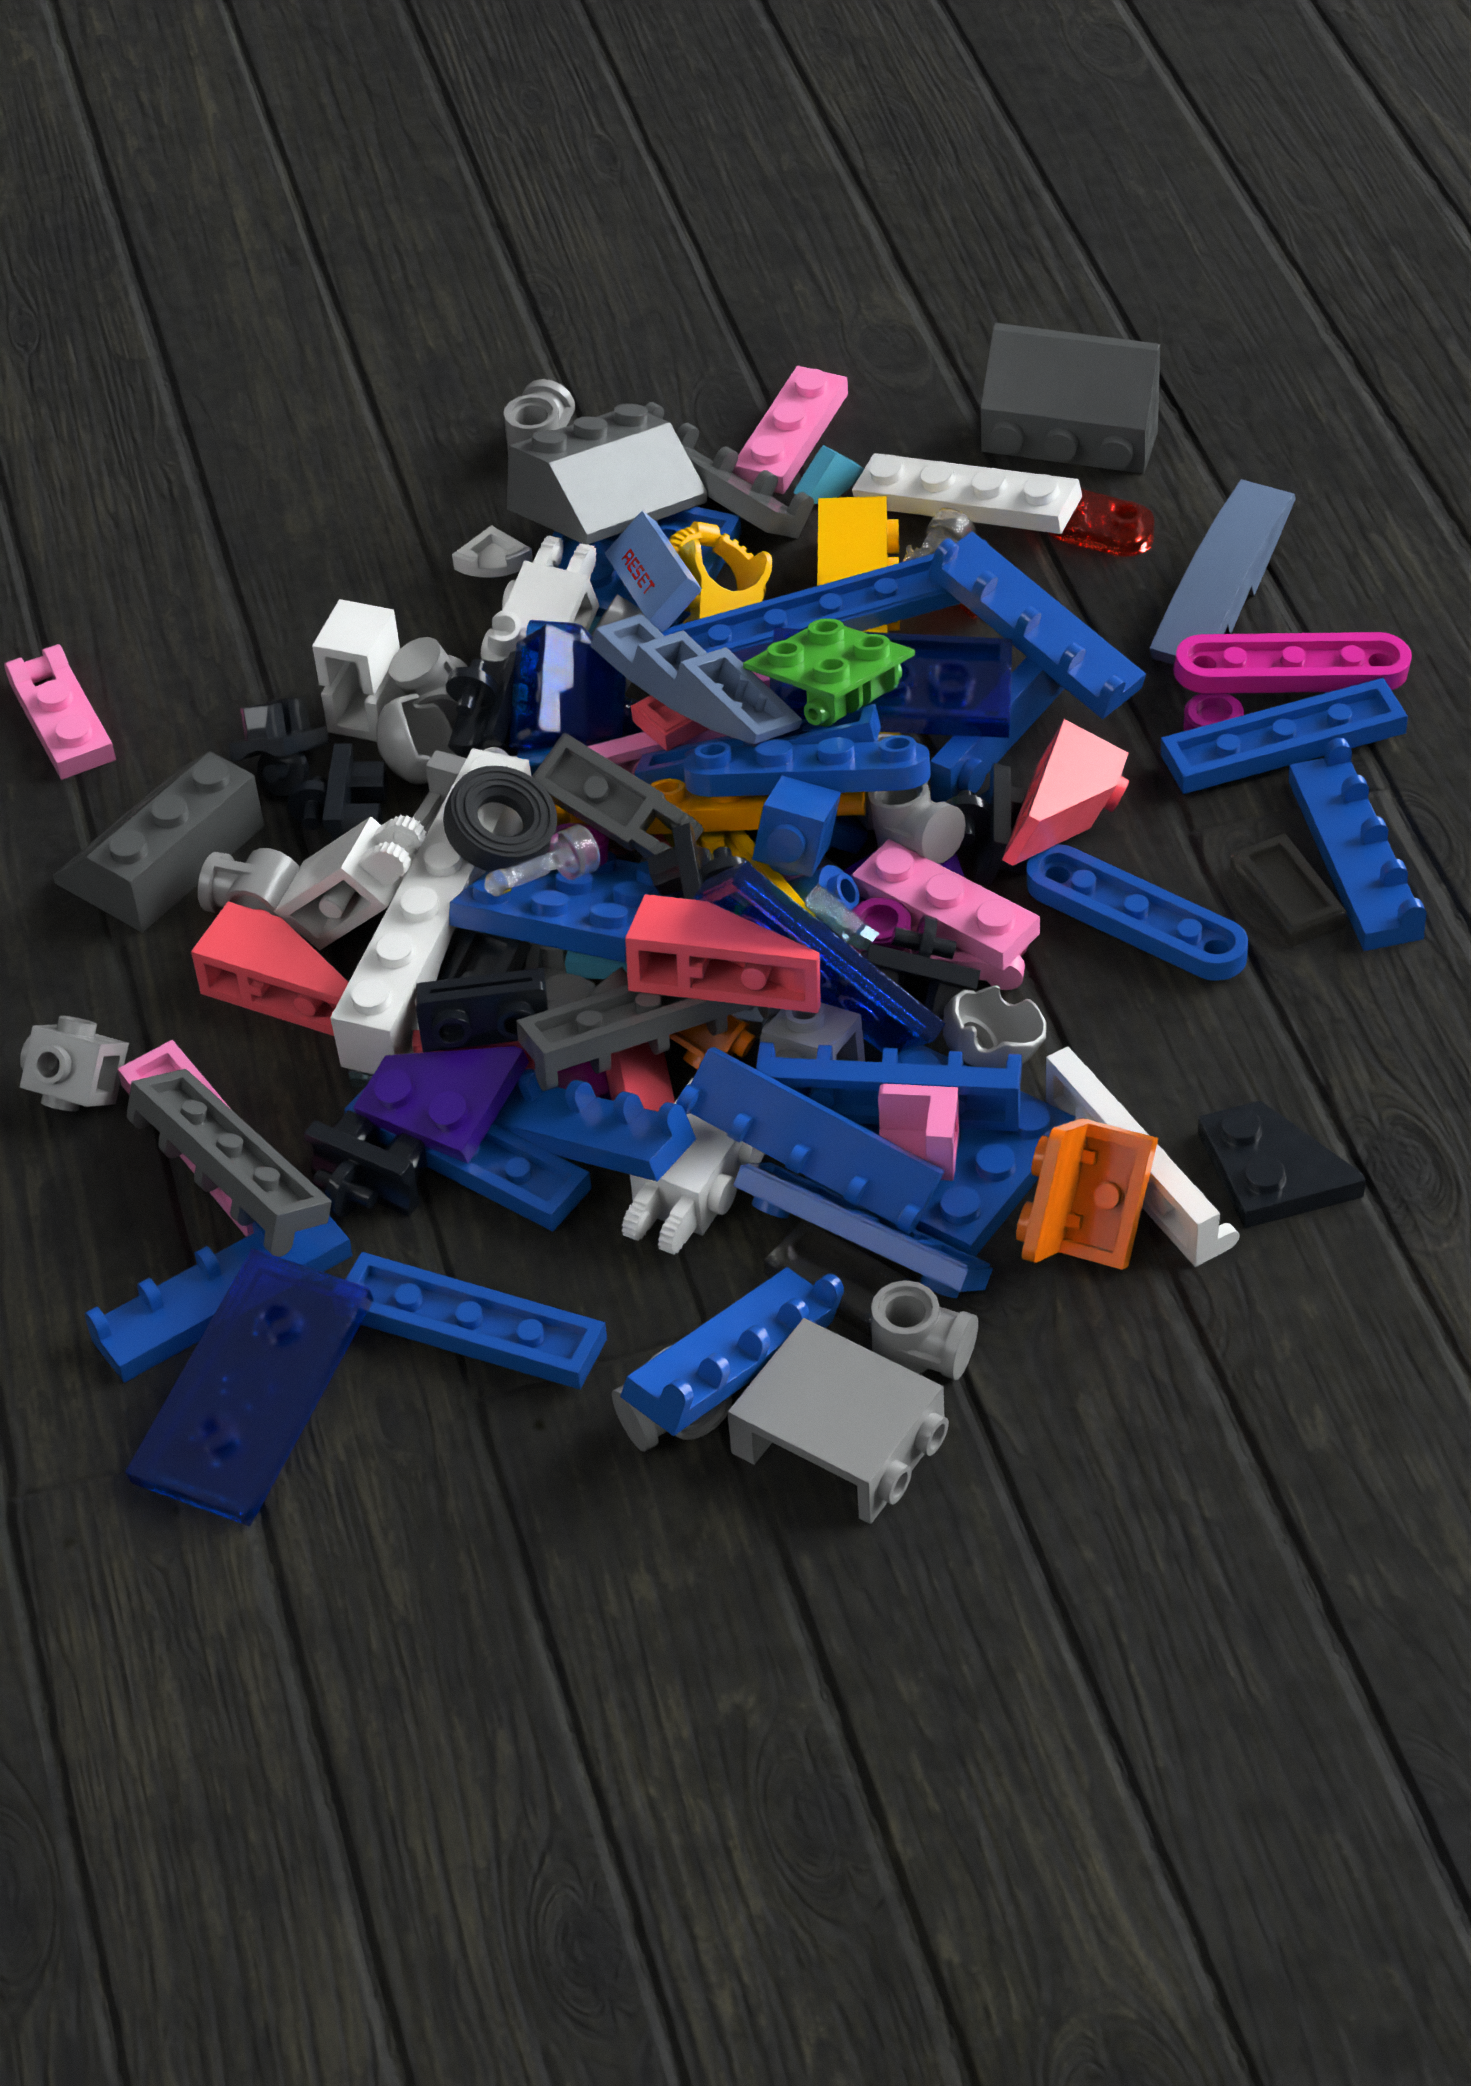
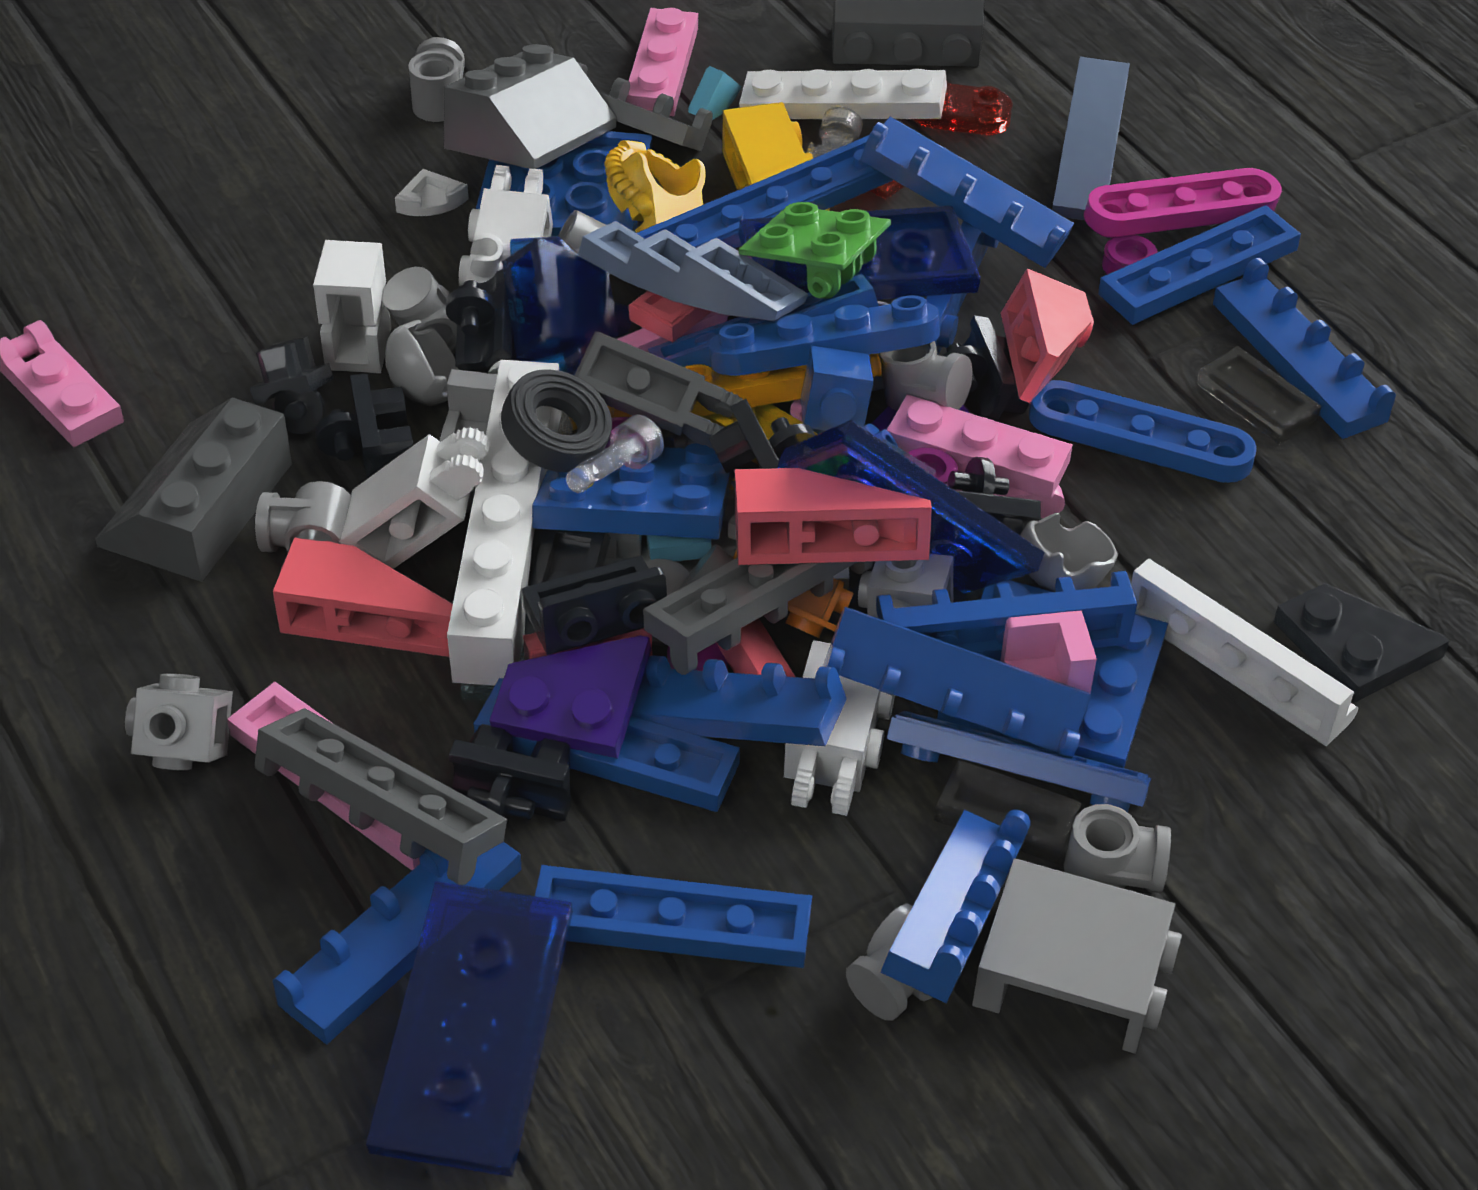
camera: 20 degrees left, 0 degrees up
(653, 571) = (606, 184): medium blue tile -> none
(1087, 1193) = (1235, 692): orange bracket -> none

